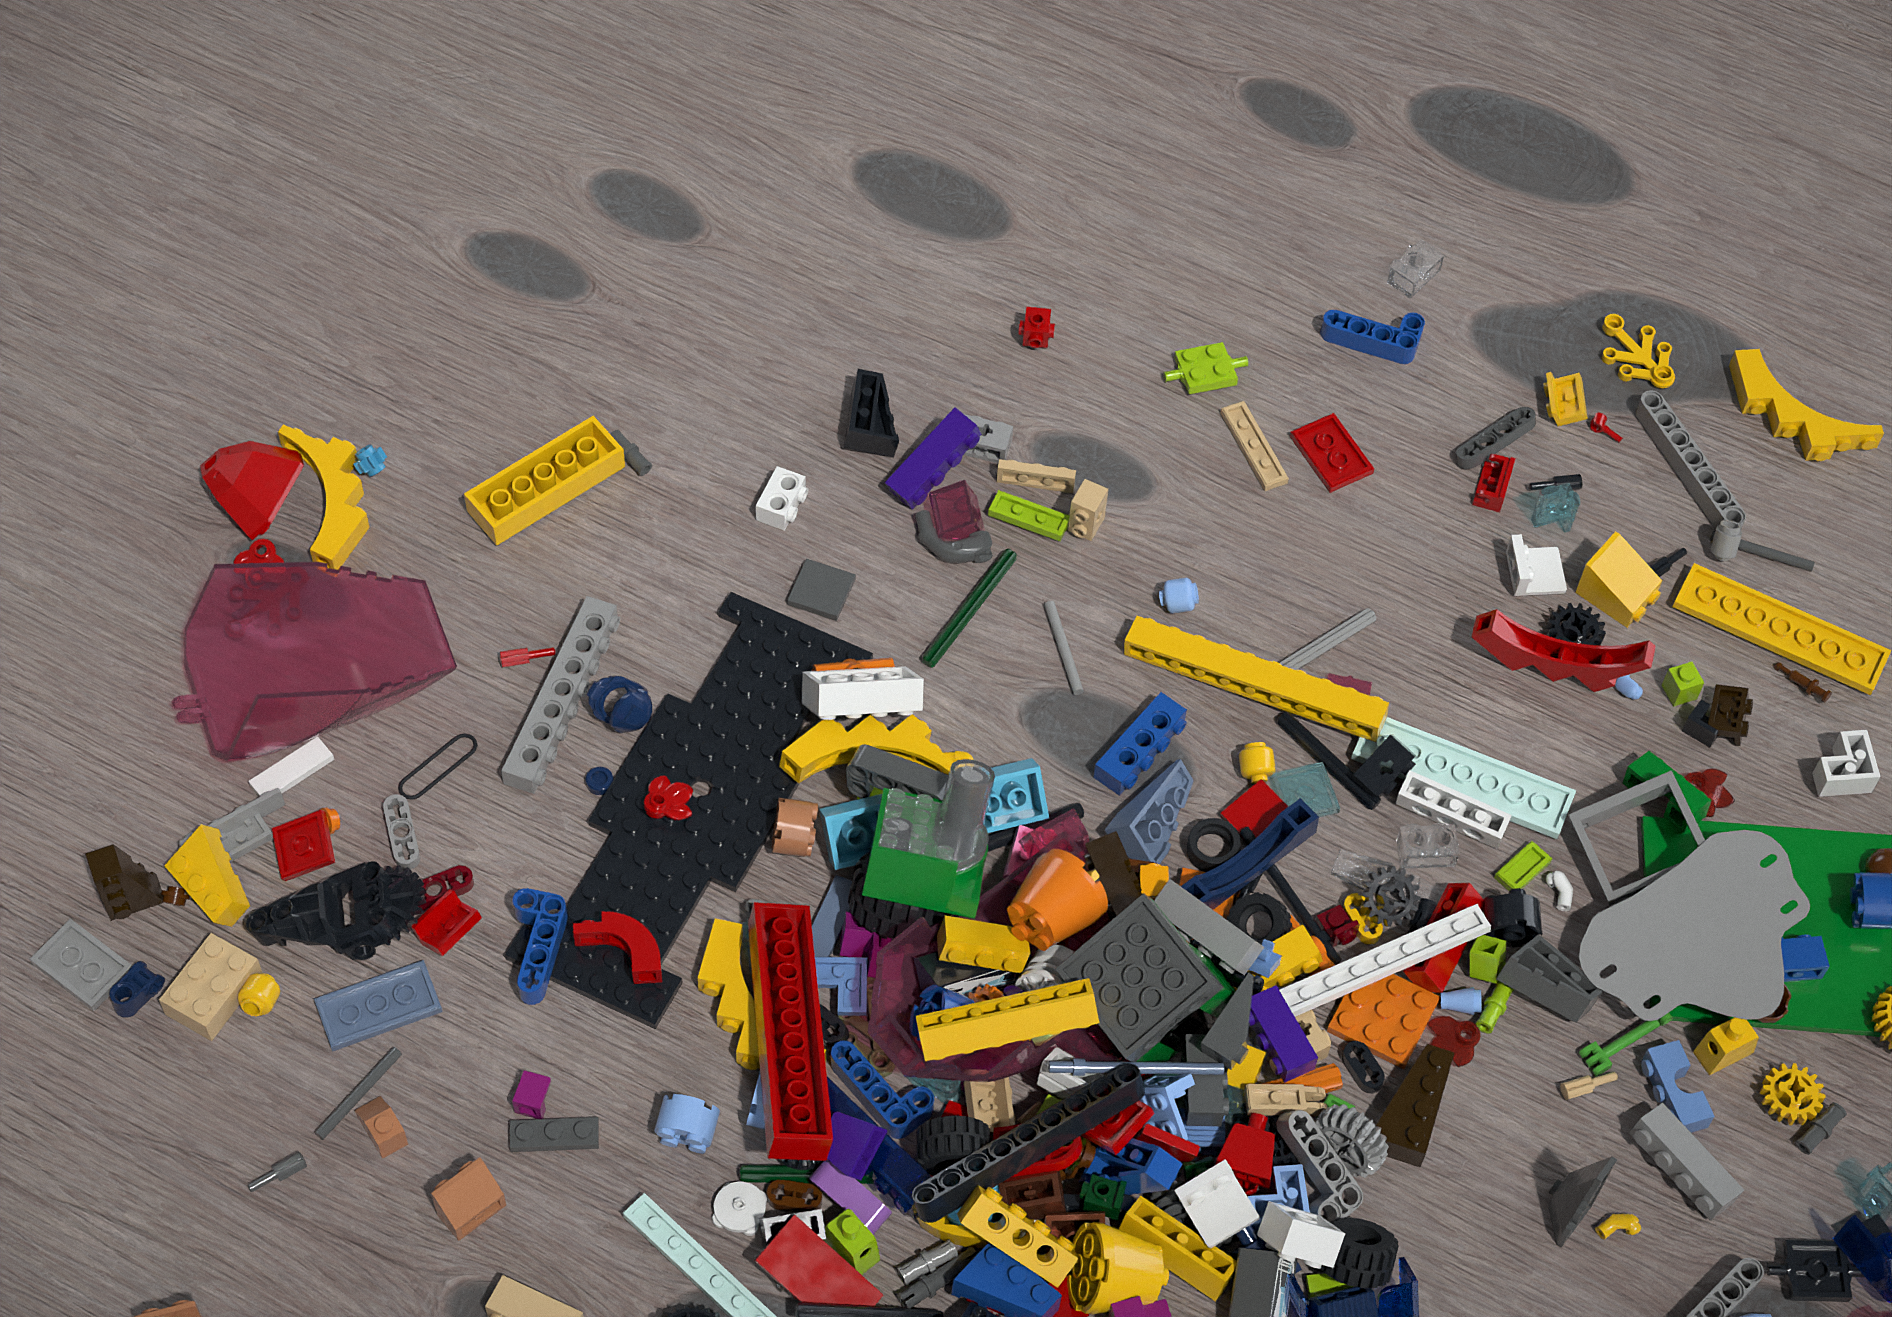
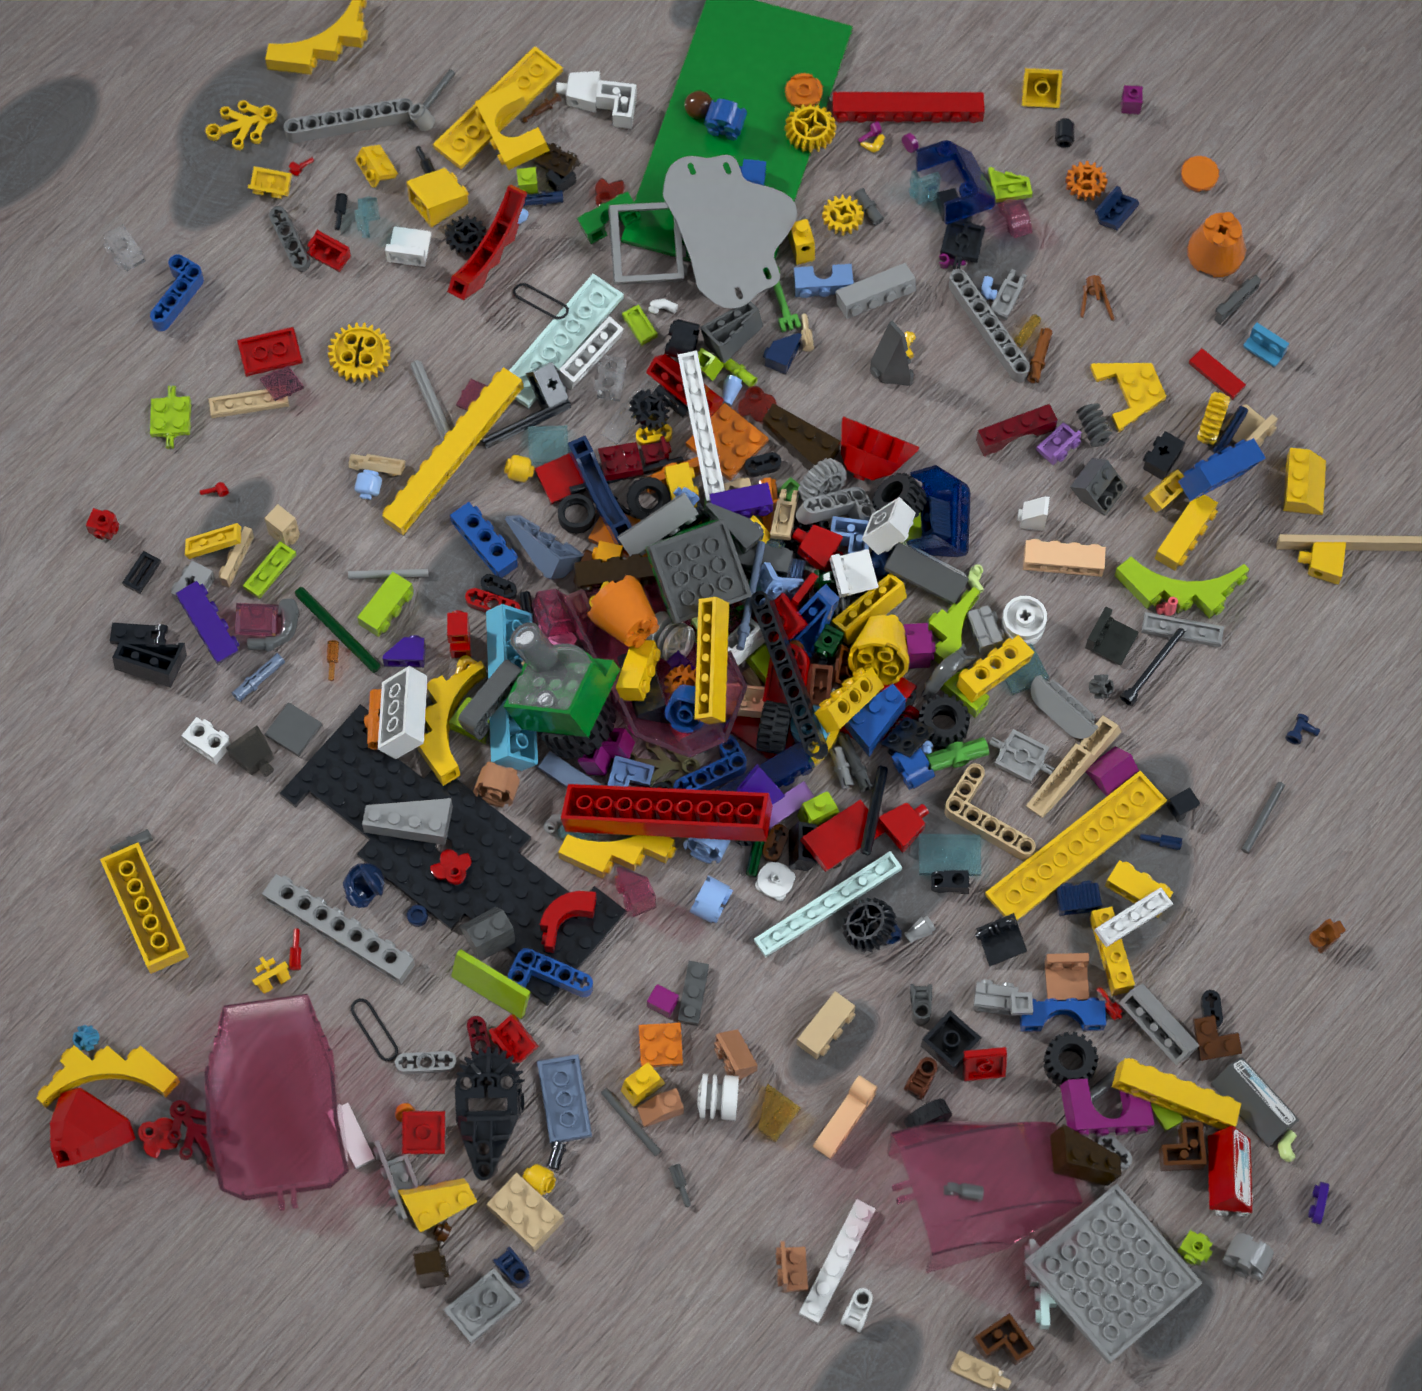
camera: 75 degrees left, 10 degrees up
(297, 1010) = (556, 1155): none -> black pin
(395, 1275) = (776, 1113): none -> clear yellow wing
(401, 1189) = (718, 1097): none -> white wheel
(406, 1088) = (642, 1084): none -> yellow torso
(472, 1108) = (661, 1044): none -> orange plate
(477, 627) = (262, 980): none -> yellow hips
(514, 877) = (490, 984): none -> lime tile
(578, 853) = (488, 933): none -> dark grey slope
(676, 1023) = (636, 891): none -> clear pink slope
(721, 745) = (410, 820): none -> light grey wedge
(777, 550) = (252, 752): none -> clear smoke torso
(871, 530) = (251, 683): none -> sand blue pin
(905, 400) = (137, 632): none -> black plate
(929, 609) = (332, 657): none -> clear orange axle
(957, 689) = (407, 652): none -> dark purple slope
(988, 389) = (133, 586): none -> black tile
(990, 732) = (459, 634): none -> red arch
(1017, 651) = (386, 604): none -> lime brick
(1047, 443) = (213, 541): none -> yellow plate
(1061, 766) = (477, 604): none -> red beam
(1086, 777) = (500, 584): none -> black beam
(1124, 441) = (220, 488): none -> red hand
(1212, 601) = (377, 463): none -> tan hinge
(1290, 472) = (281, 383): none -> clear pink piece
(1307, 882) = (620, 461): none -> dark red plate
(1362, 546) = (342, 350): none -> yellow gear
(1428, 1207) = (872, 452): none -> red brick
(1523, 741) = (544, 294): none -> black piece
(1544, 1057) = (782, 353): none -> dark blue slope
(1639, 508) = (375, 164): none -> yellow bracket
(1666, 708) = (544, 198): none -> dark blue pin
(1764, 614) = (512, 150): none -> yellow arch
(1775, 1257) = (943, 257): none -> magenta hand
(1849, 714) = (581, 90): none -> white torso

